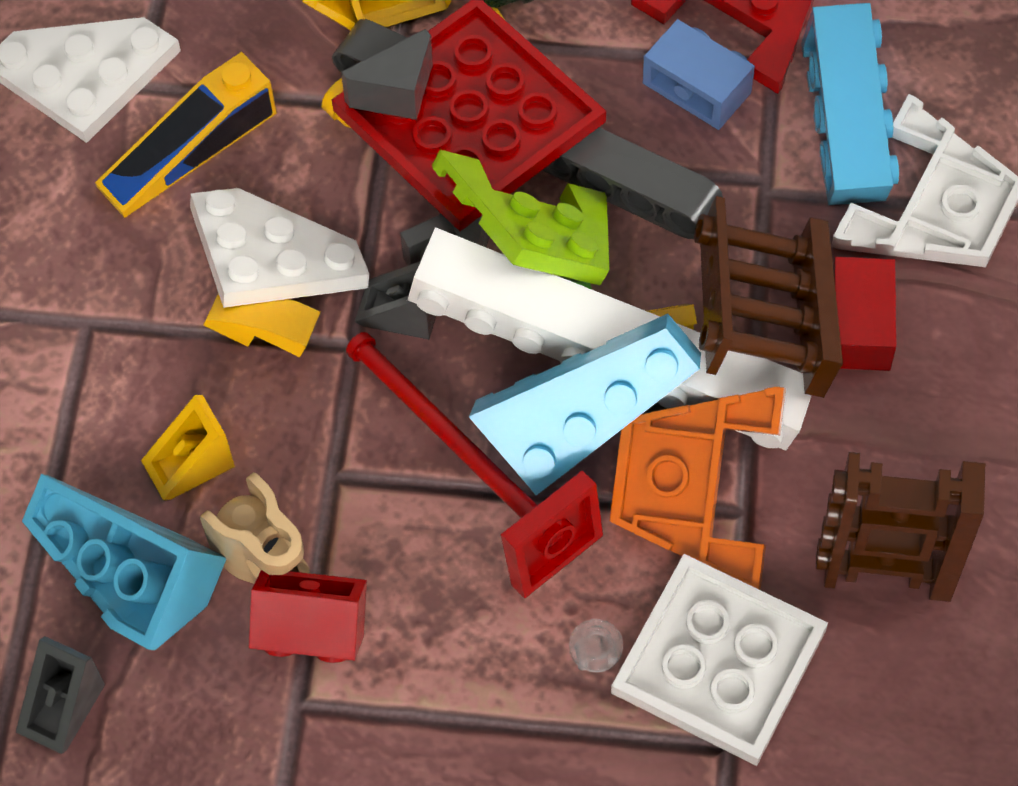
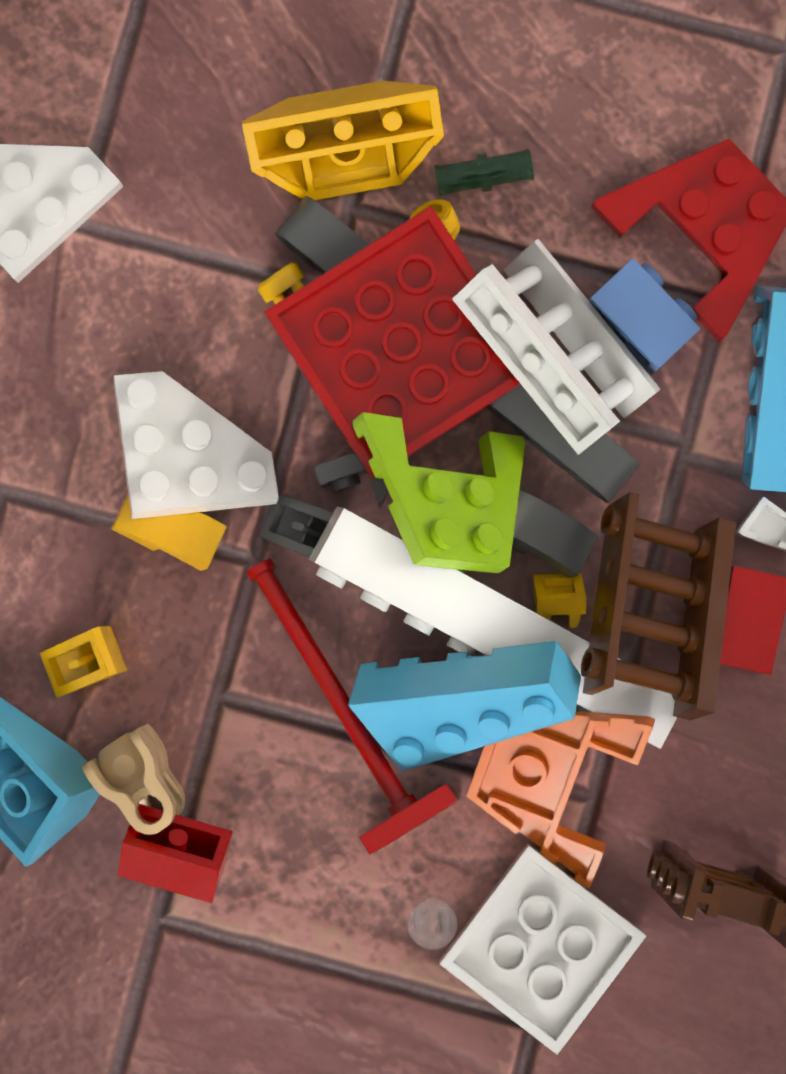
camera: 10 degrees right, 25 degrees up
(193, 131) = (118, 302): slope -> none
(391, 79) = (330, 310): dark grey slope -> none
(619, 93) = (539, 361): none -> white fence
(647, 266) = (551, 535): none -> dark grey slope

